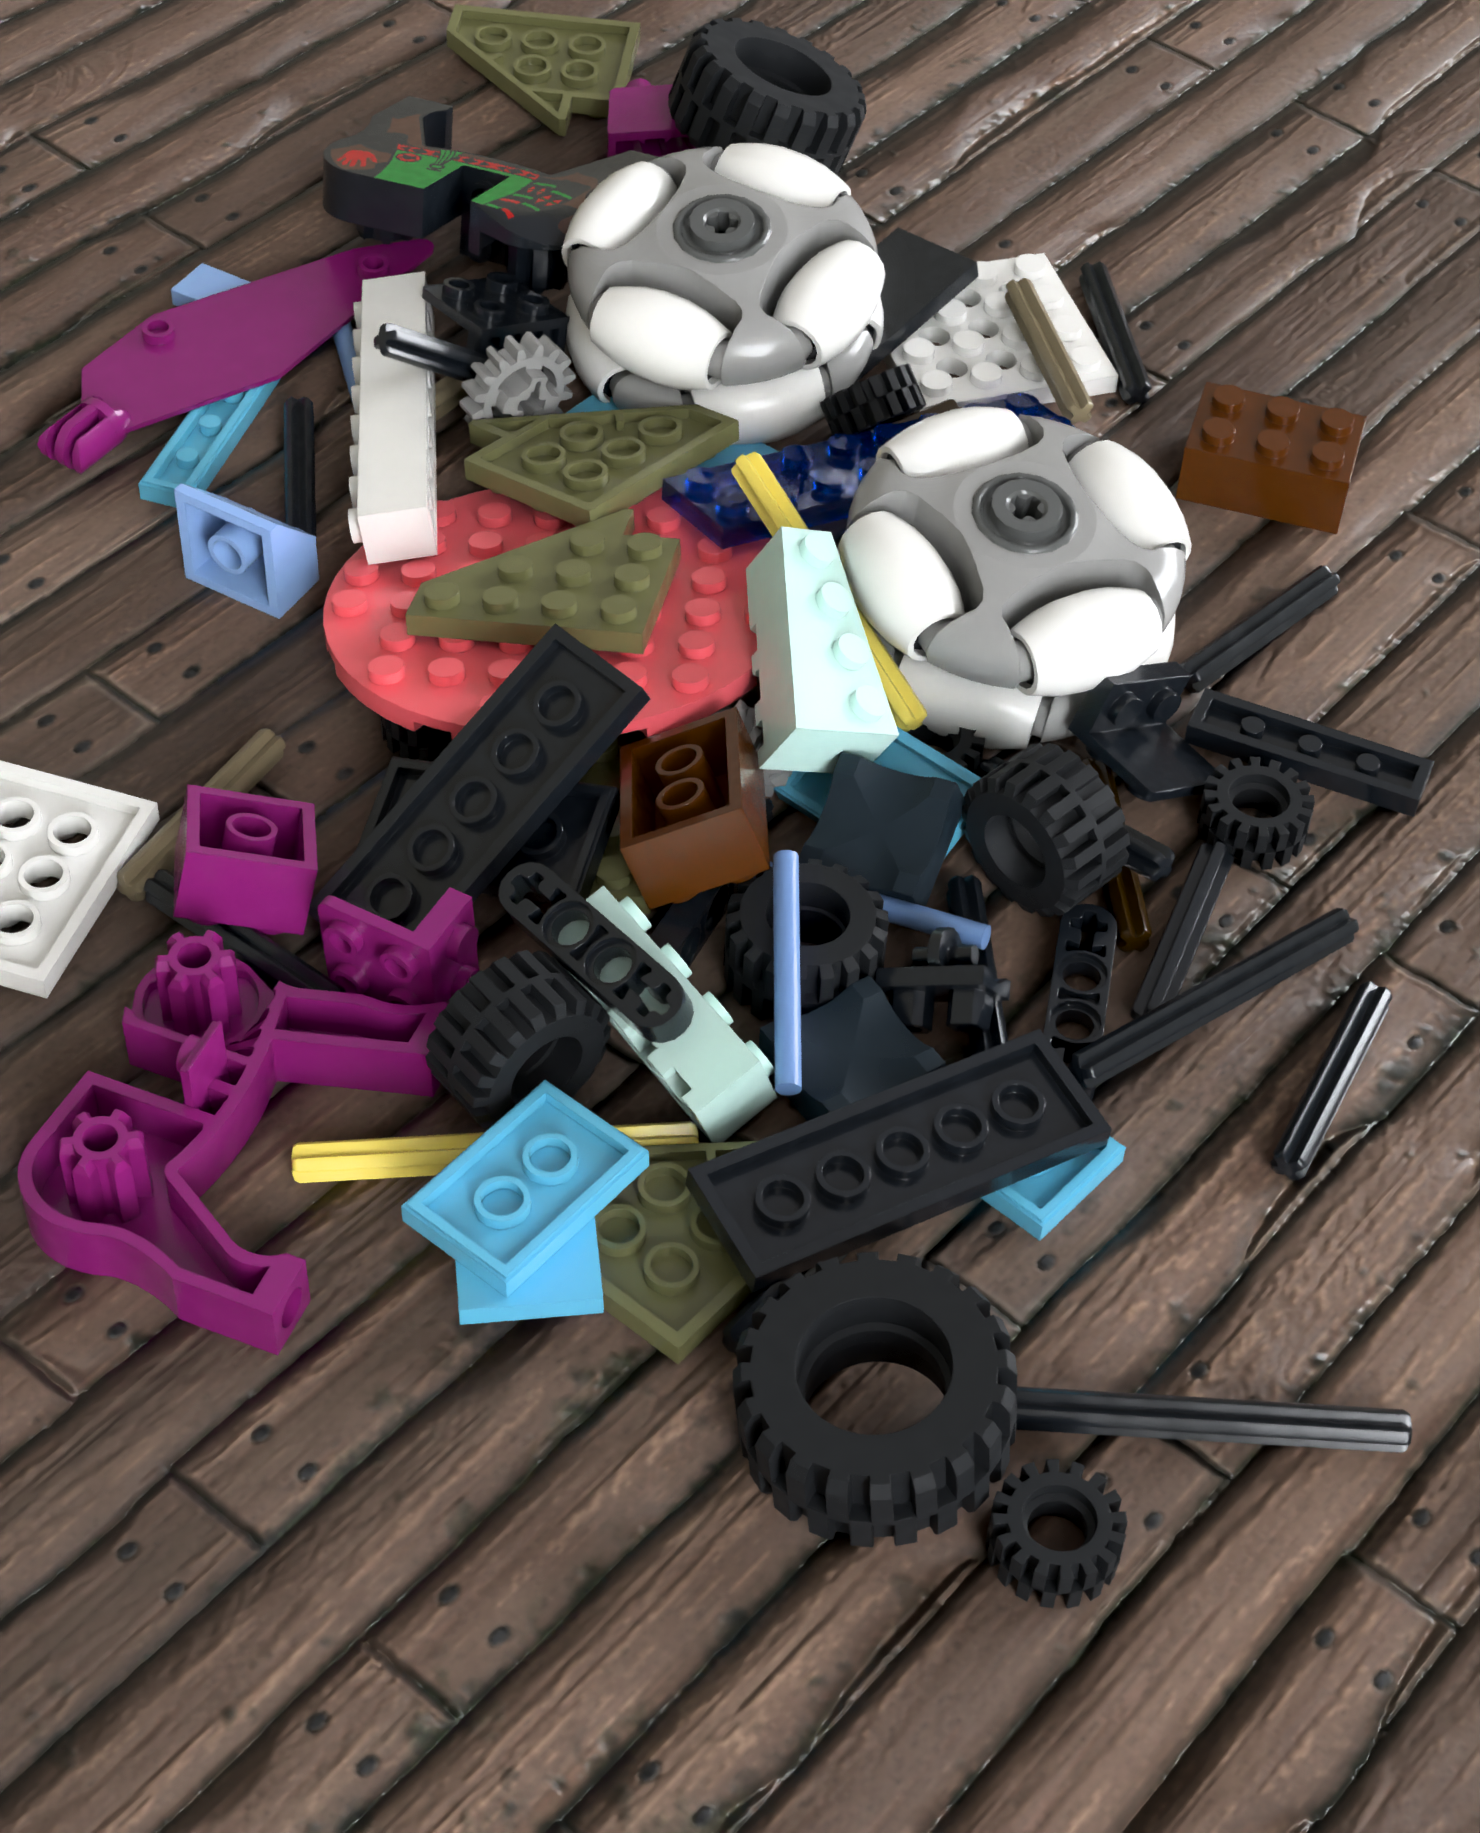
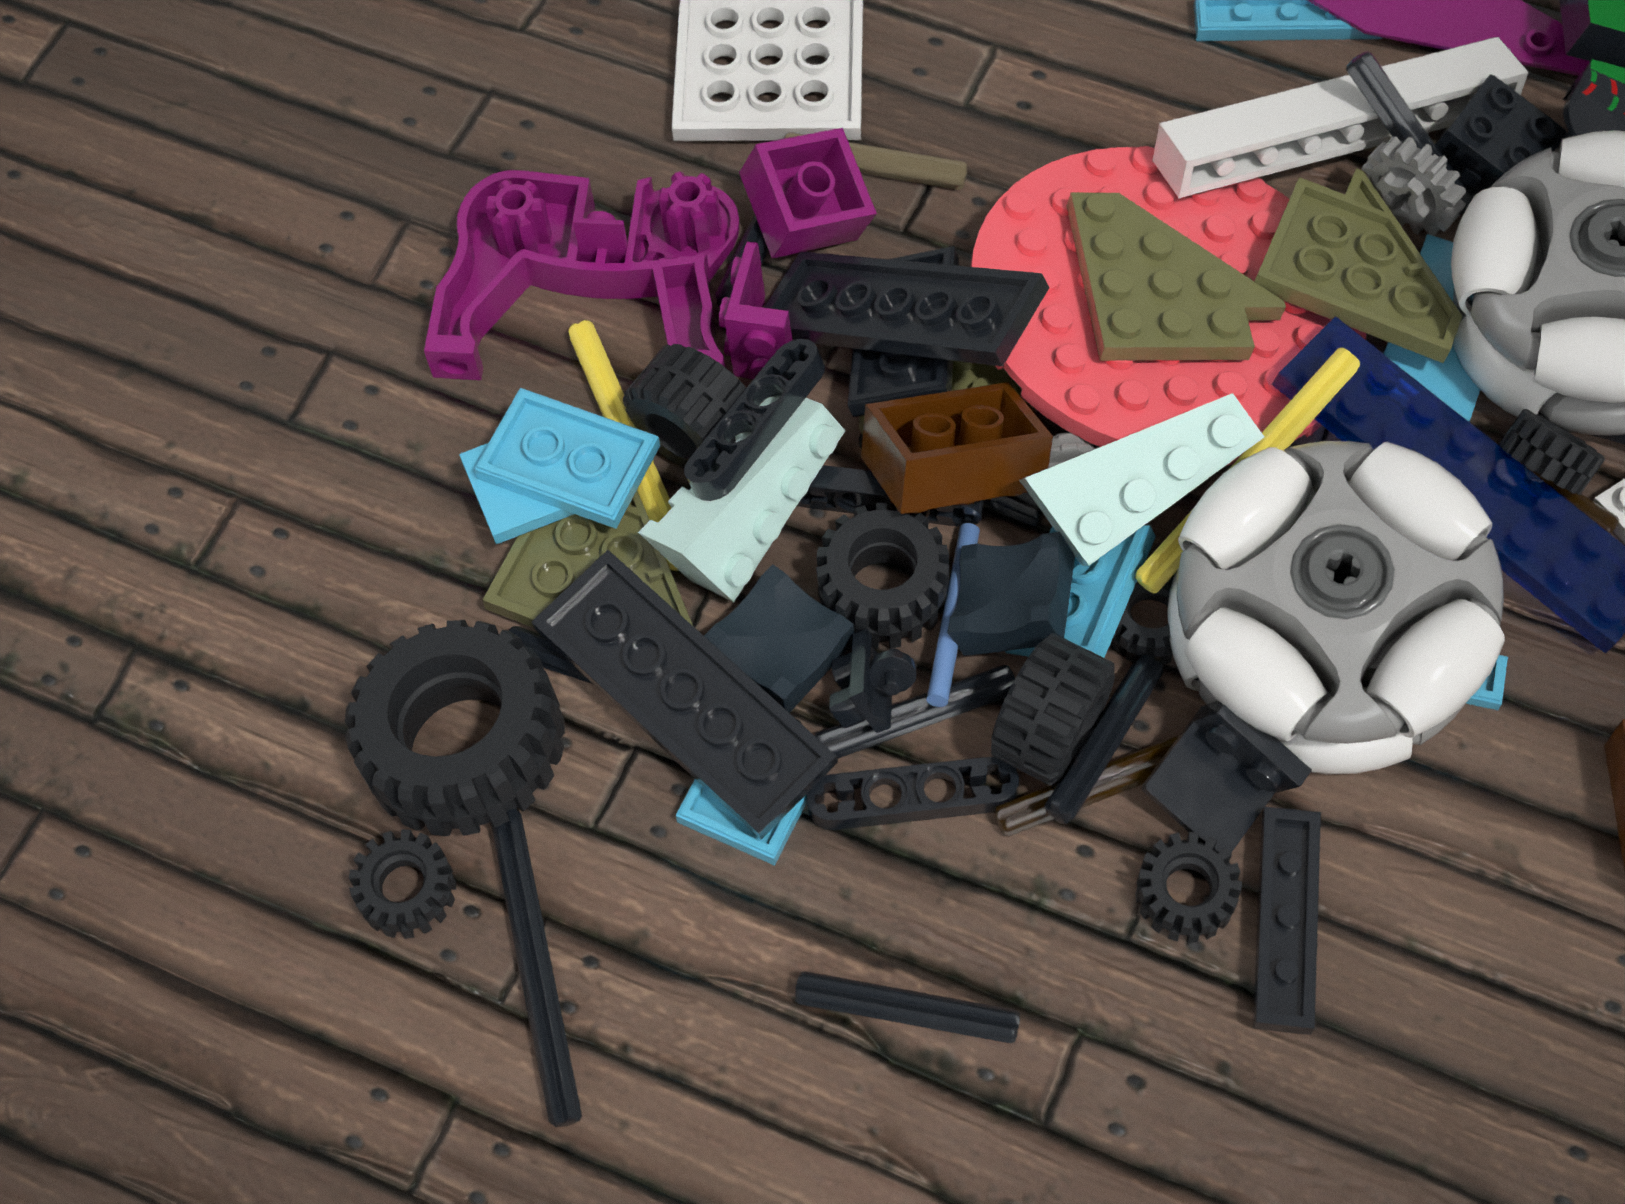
camera: 80 degrees right, 15 degrees up
(244, 551) = (1144, 78): light blue slope -> none
(299, 465) = (1293, 76): black axle -> none
(787, 973) = (814, 558): medium blue bar -> none
(1184, 928) = (1023, 857): black axle -> none
(1212, 998) = (954, 895): black axle -> none
(1260, 628) = (1443, 850): black axle -> none

